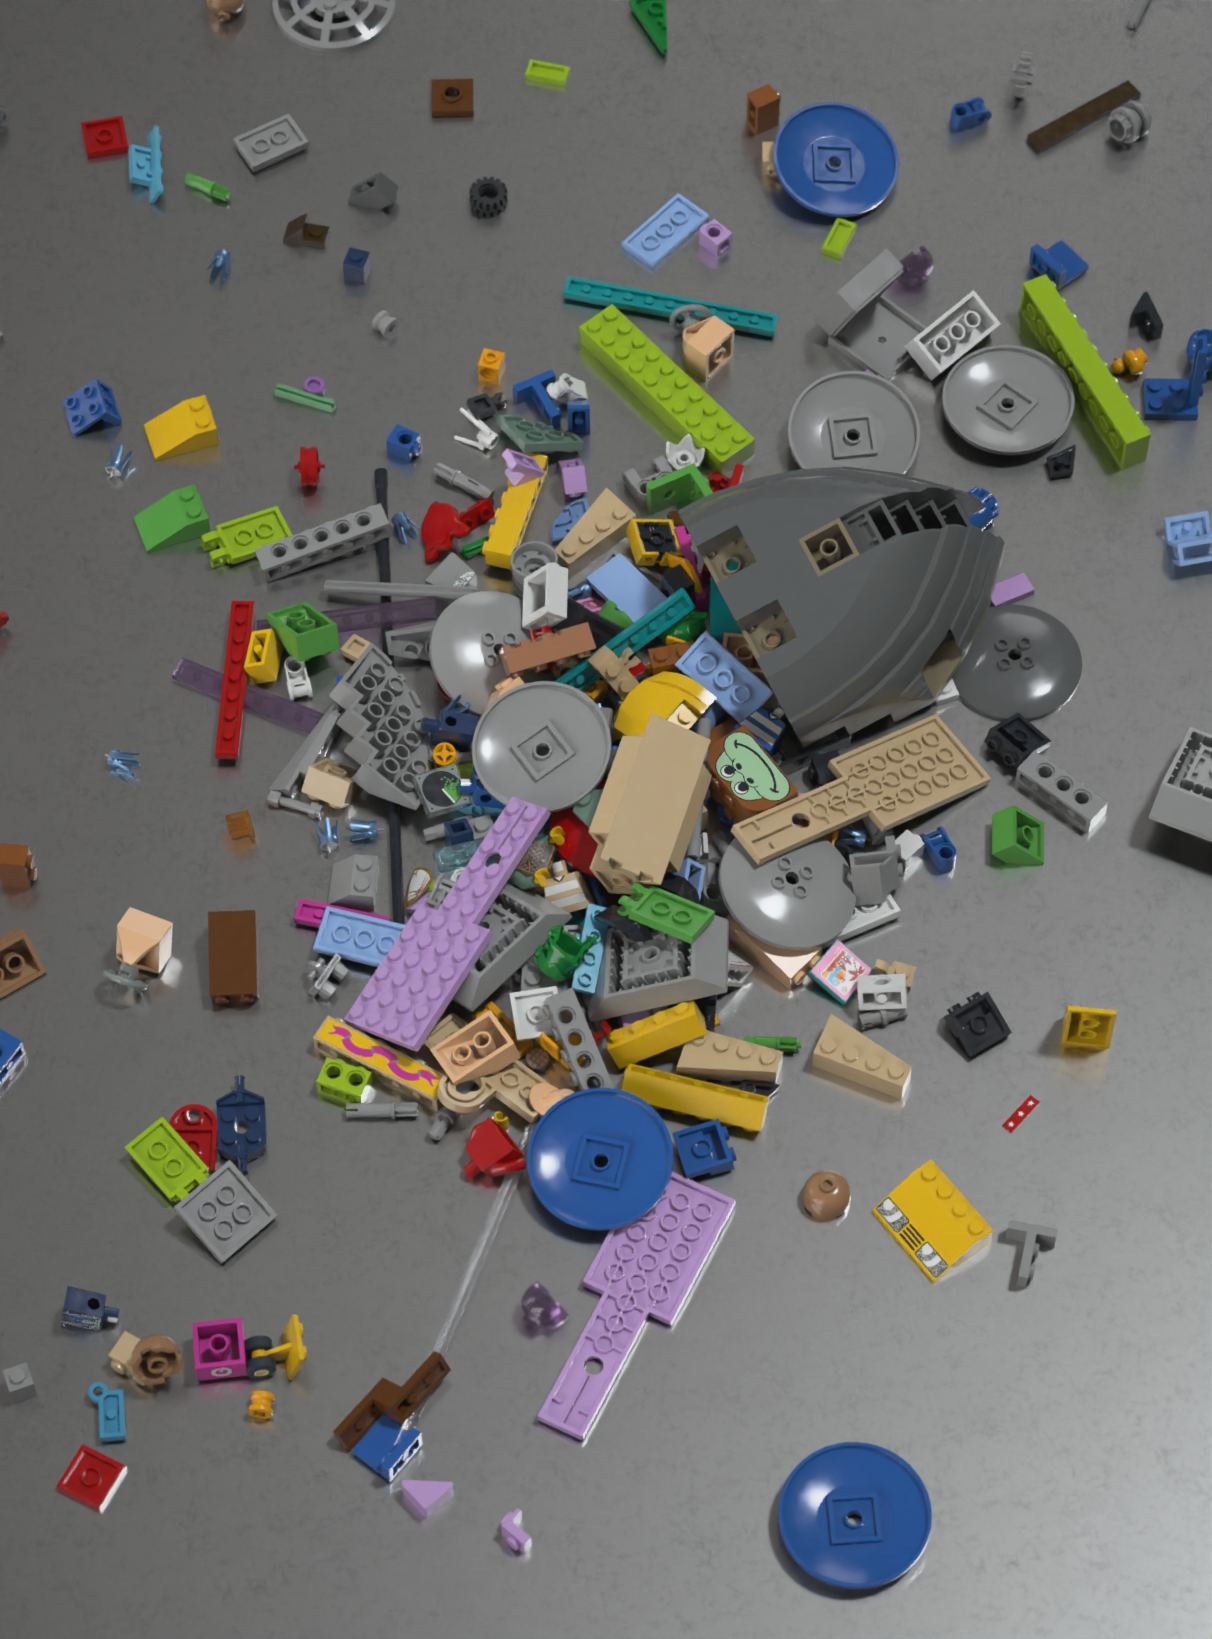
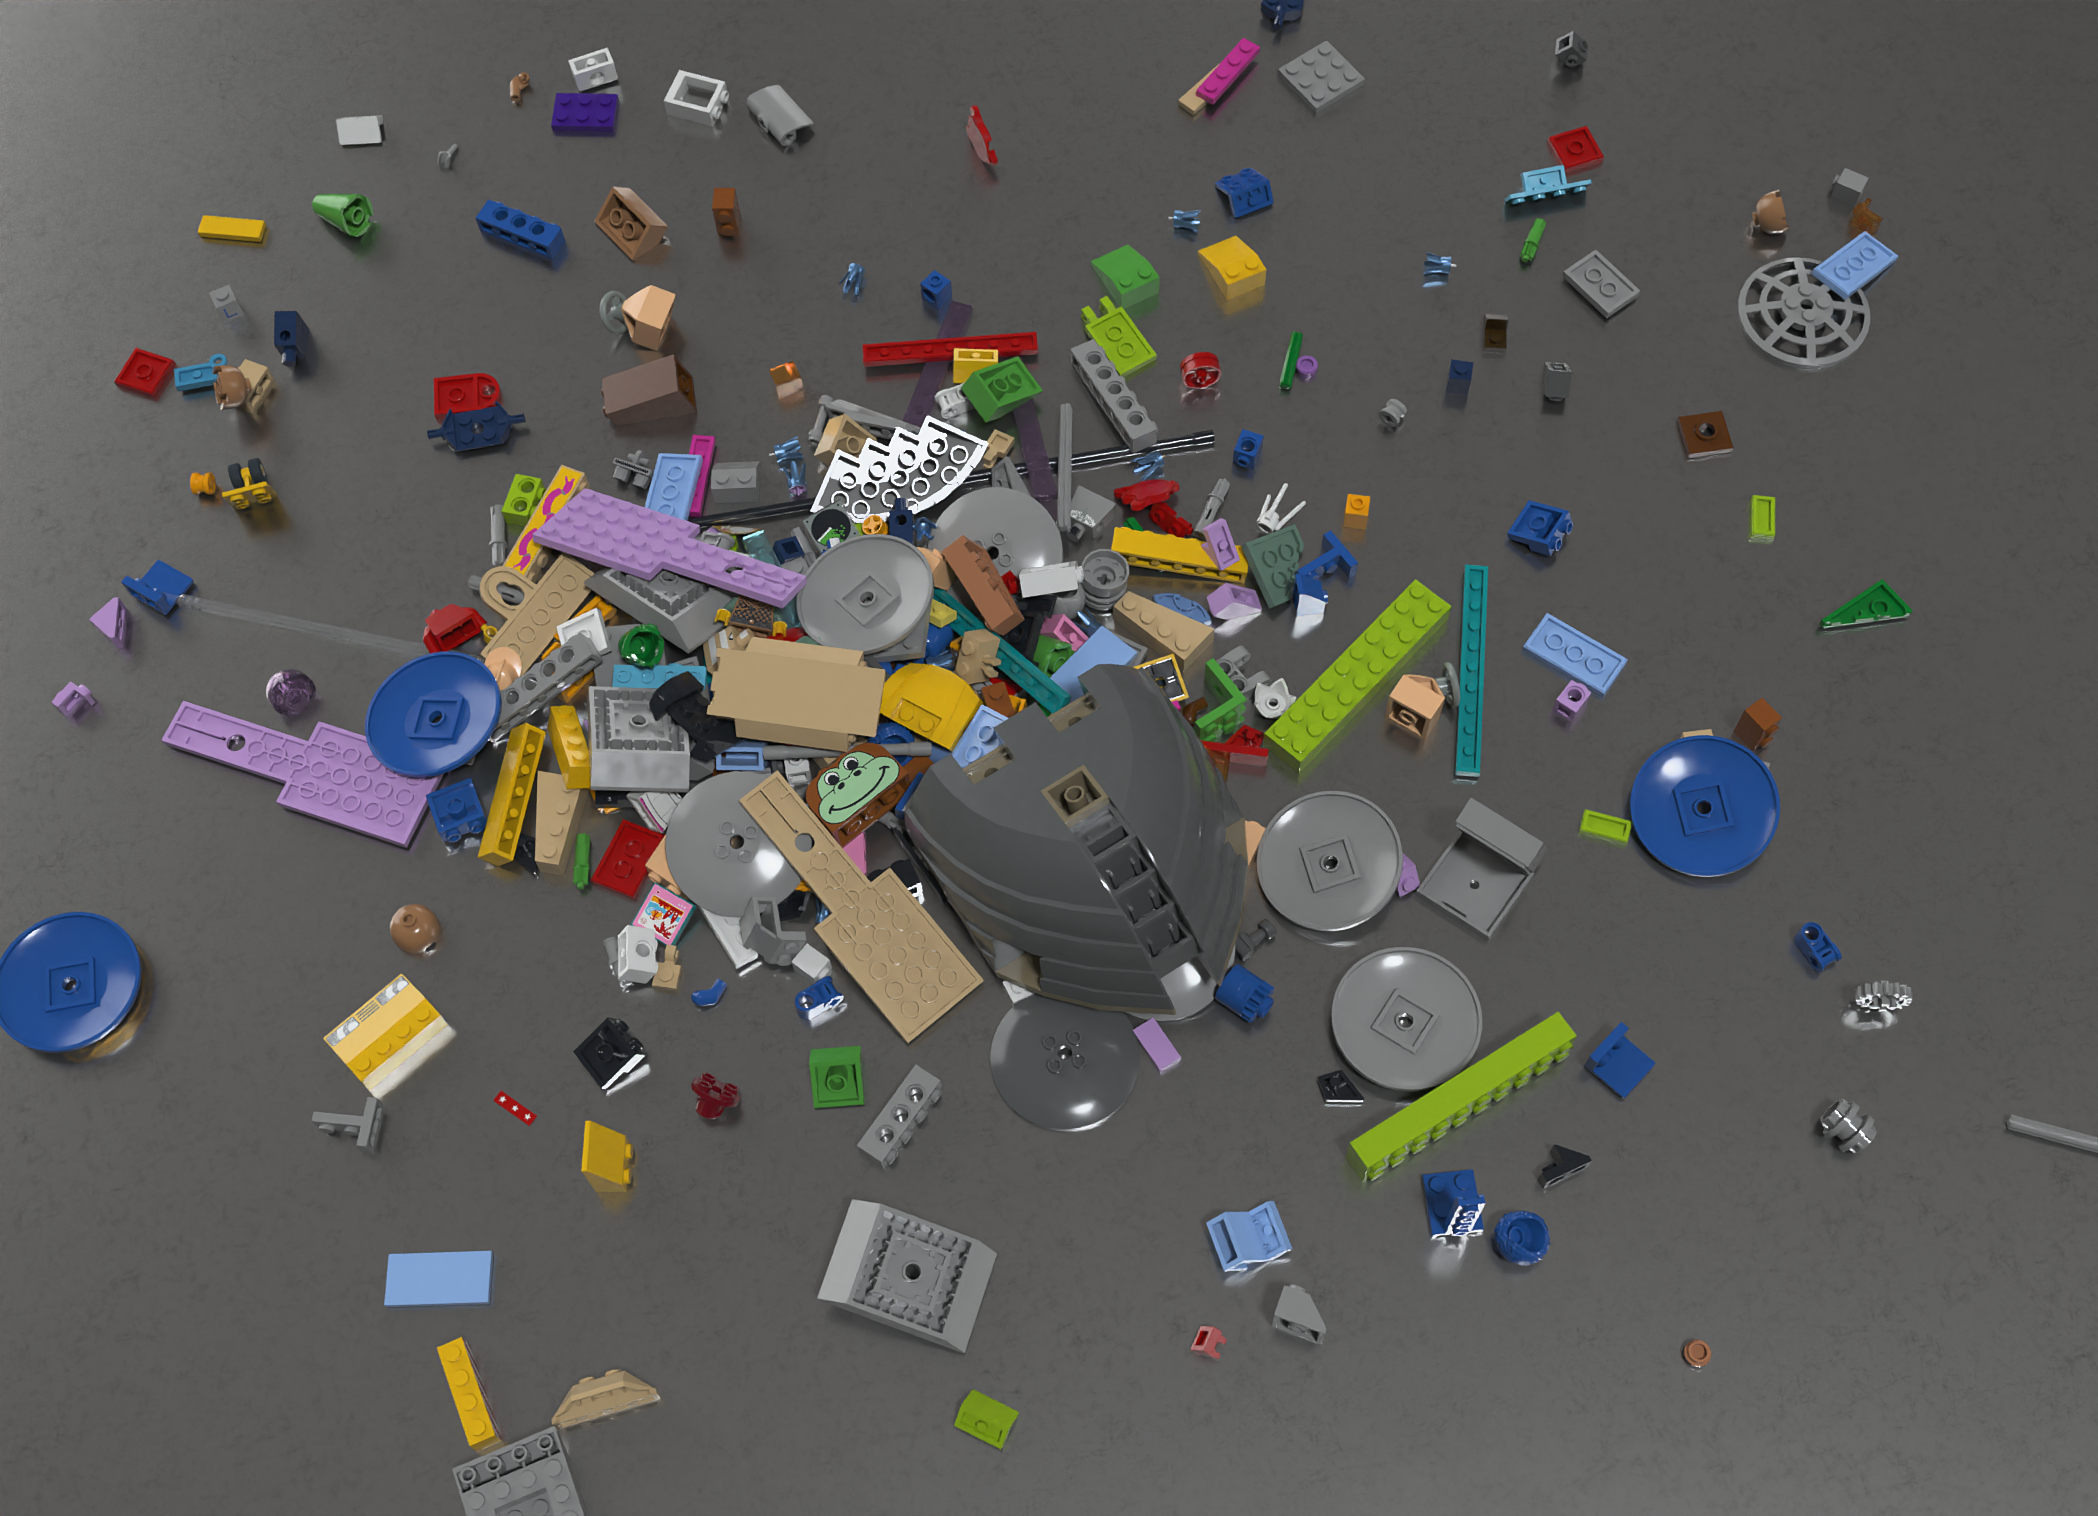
camera: 85 degrees right, 5 degrees up
(158, 684) = (936, 289): none -> blue brick
(168, 1160) = (433, 379): lime tile -> none
(219, 1349) = (251, 438): dark pink brick -> none
(225, 1211) = (385, 425): light grey plate -> none
(392, 1400) = (198, 580): reddish brown bracket -> none
(476, 1050) = (545, 594): light nougat slope -> none
(485, 406) = (1308, 513): black plate -> none
(490, 206) = (1575, 493): black tyre -> none
(533, 230) = (1541, 527): none -> blue plate
(567, 389) = (1337, 587): white piece -> none
(606, 1028) = (570, 699): red piece -> none
(666, 912) = (674, 725): bright green tile -> none
(773, 1004) = (624, 861): none -> red tile
(859, 1059) = (563, 938): tan wedge -> none
(916, 268) = (1572, 904): clear purple cylinder -> none
(925, 938) = (709, 996): none -> blue arm
(952, 335) = (1482, 949): white brick -> none
(1016, 740) = (958, 1065): black plate -> none
(1030, 934) = (713, 1095): none -> dark red plate
(1083, 116) = (1851, 1078): dark brown tile -> none
(1133, 360) = (1493, 1152): light orange animal -> none
(1185, 1179) = (439, 1279): none -> light blue tile

